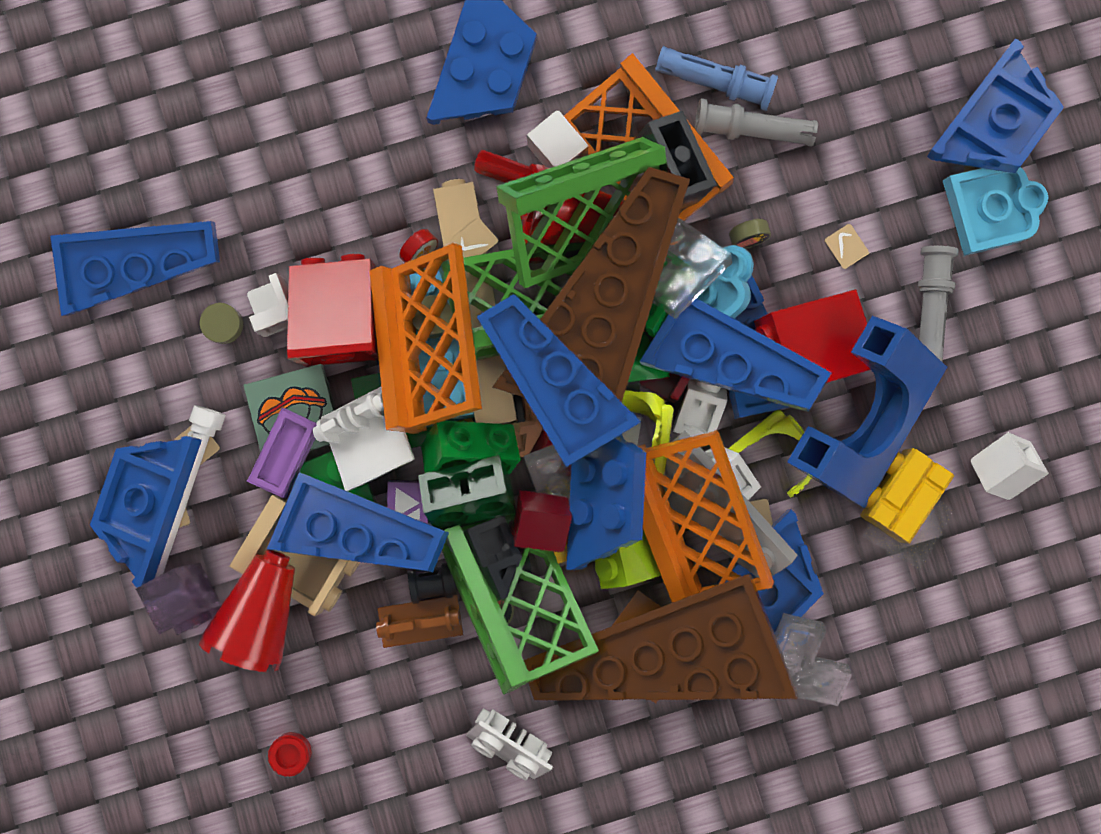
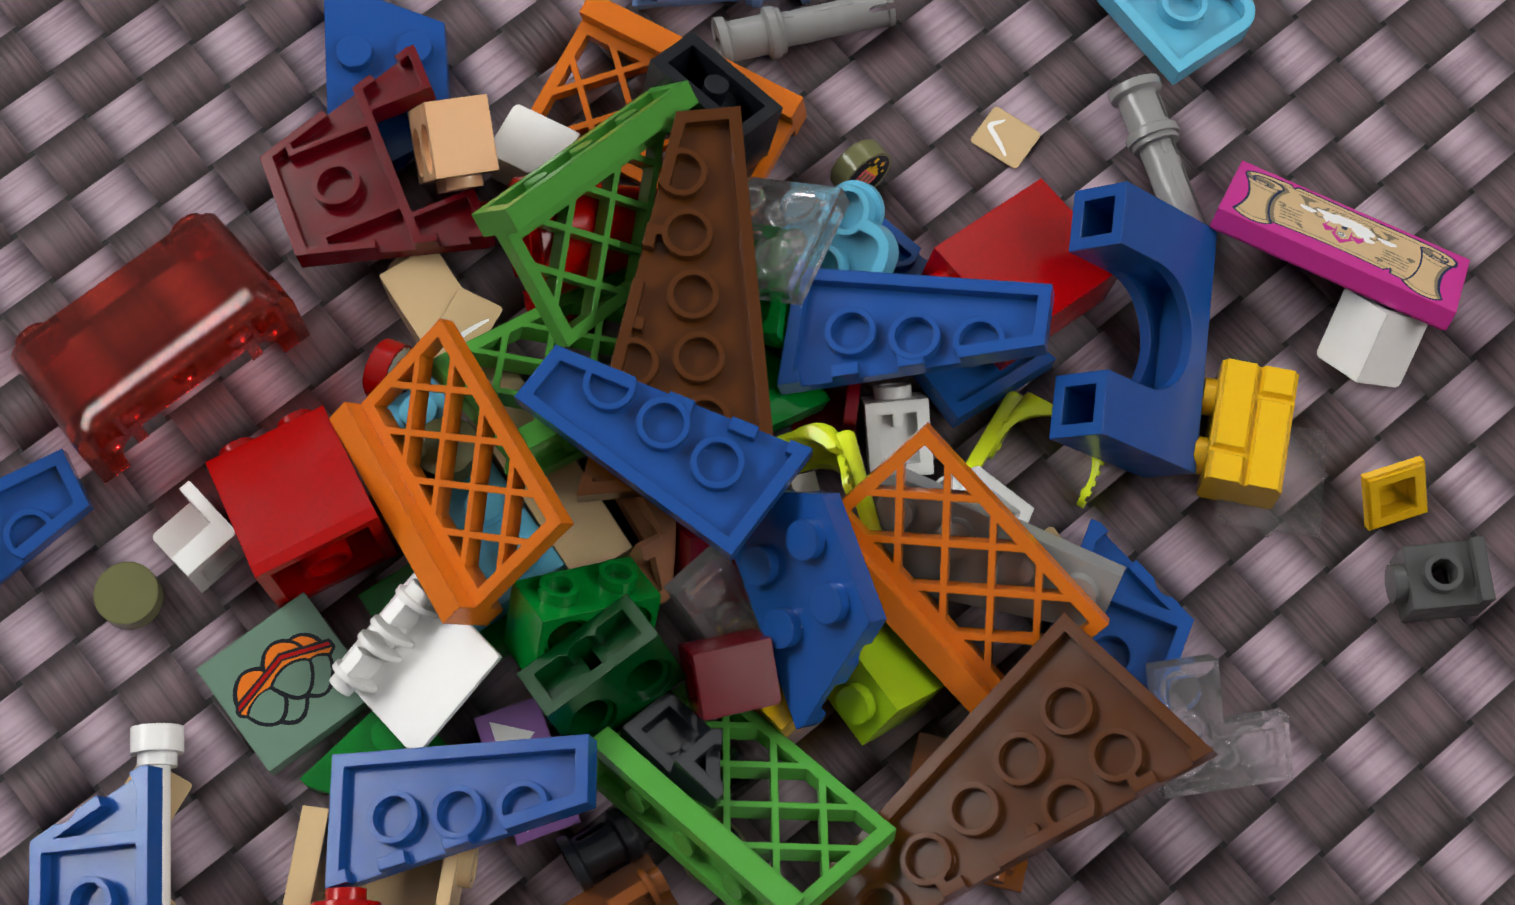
camera: 20 degrees left, 15 degrees down
(283, 453) = (296, 742): medium lavender tile -> none
(287, 172) = (153, 337): none -> clear red windscreen
(432, 122) = (342, 187): none -> dark red wing
(509, 122) = (453, 142): none -> light nougat brick
(976, 564) = (1394, 493): none -> yellow slope
(993, 633) = (1420, 597): none -> dark grey brick
(1019, 404) = (1342, 245): none -> tile

